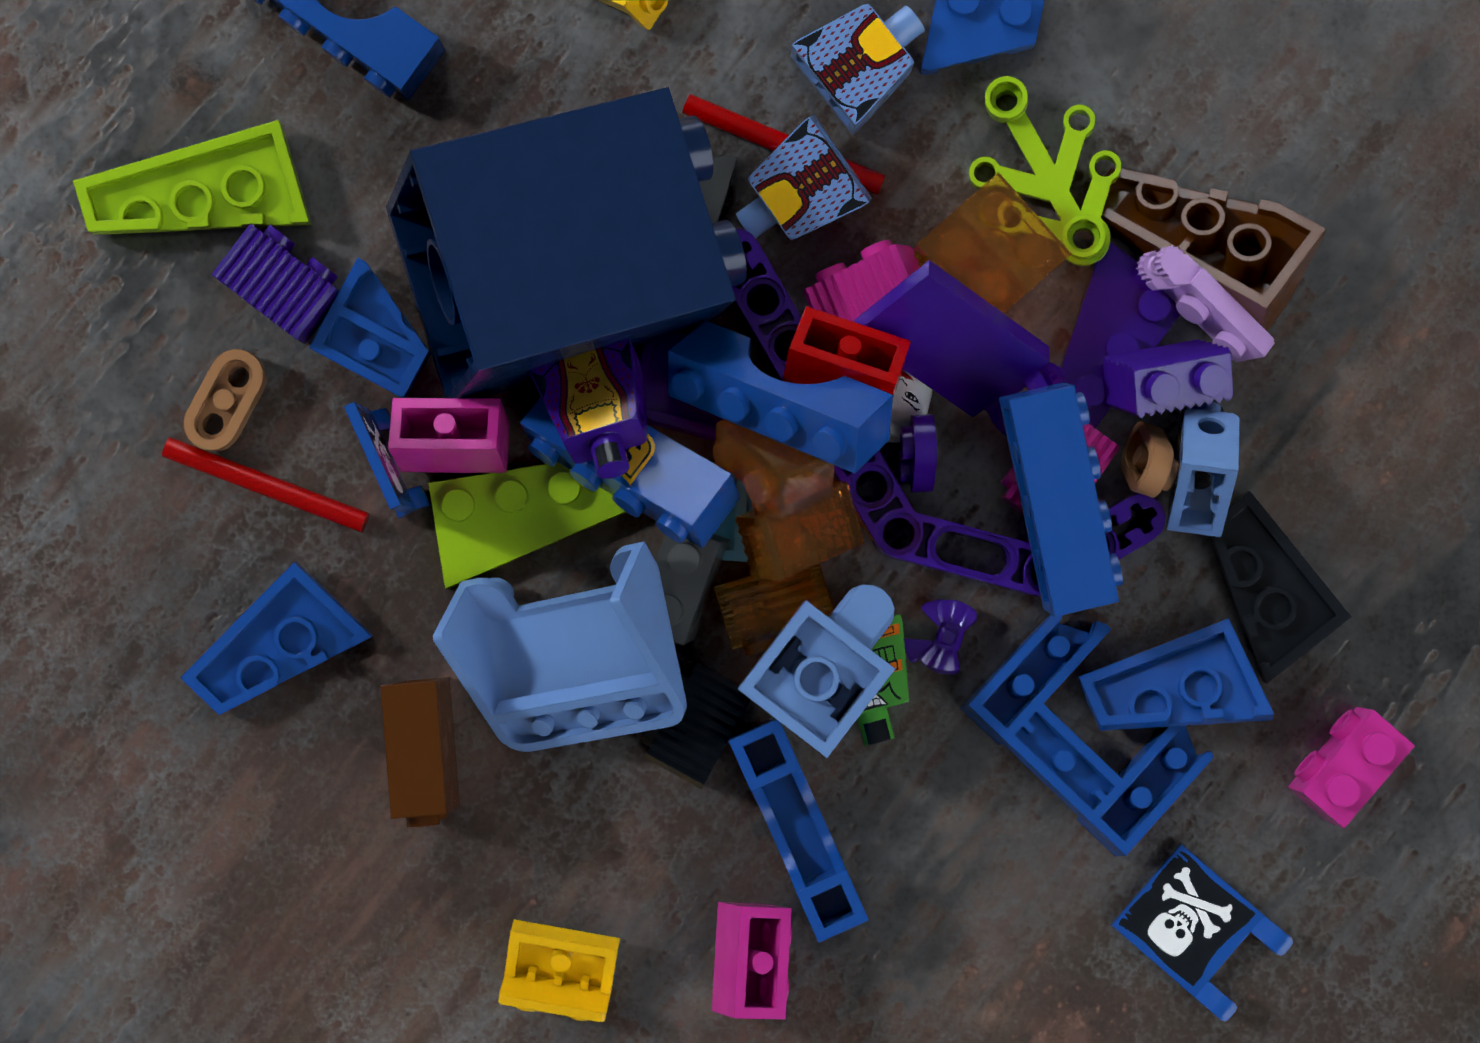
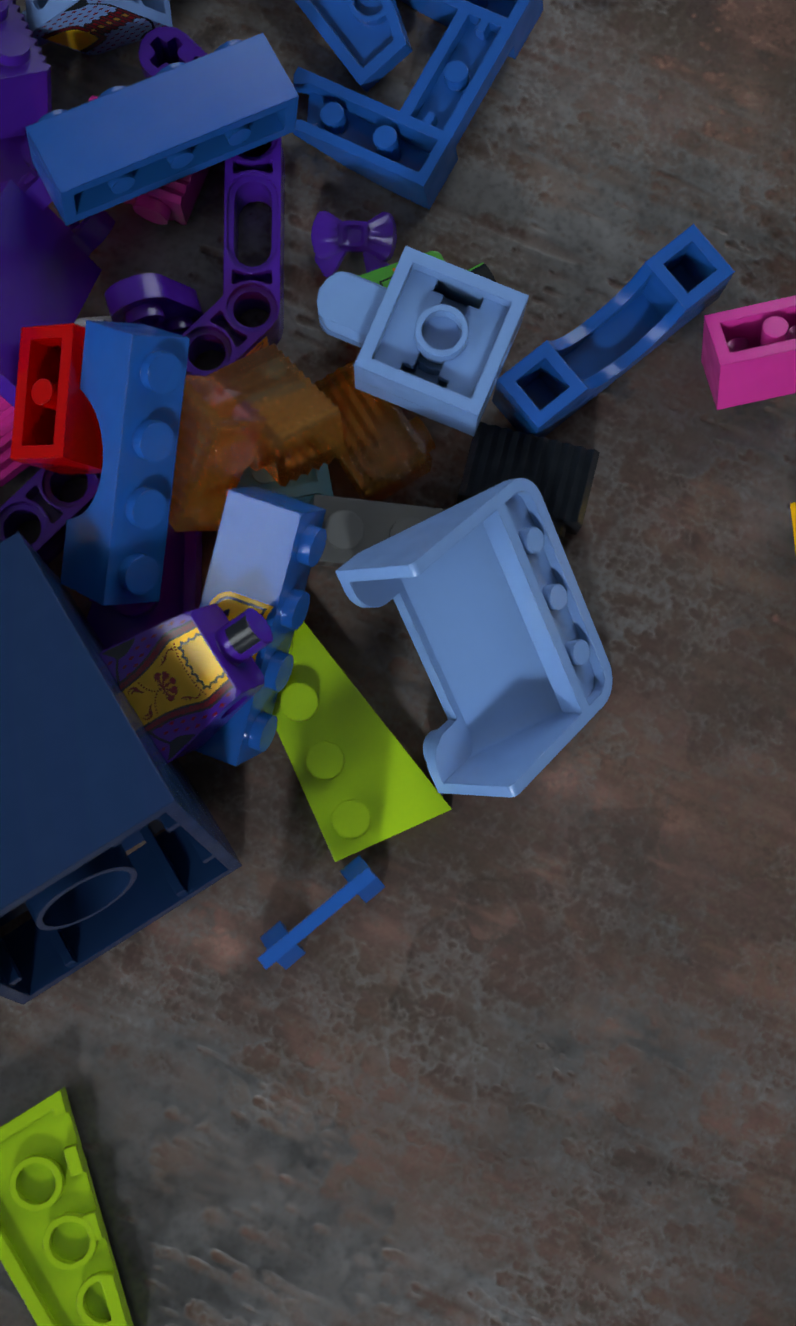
camera: 110 degrees left, 5 degrees down
(221, 397) = (298, 1138): medium nougat plate -> none
(265, 484) = (387, 1058): red bar -> none
(274, 640) = (567, 994): blue wing -> none
(277, 282) = (141, 1107): dark purple brick -> none
(371, 334) = (177, 978): blue wing -> none
(420, 750) = (648, 780): reddish brown brick -> none
(449, 435) = (271, 849): dark pink brick -> none
(1148, 460) = (98, 57): medium nougat plate -> none

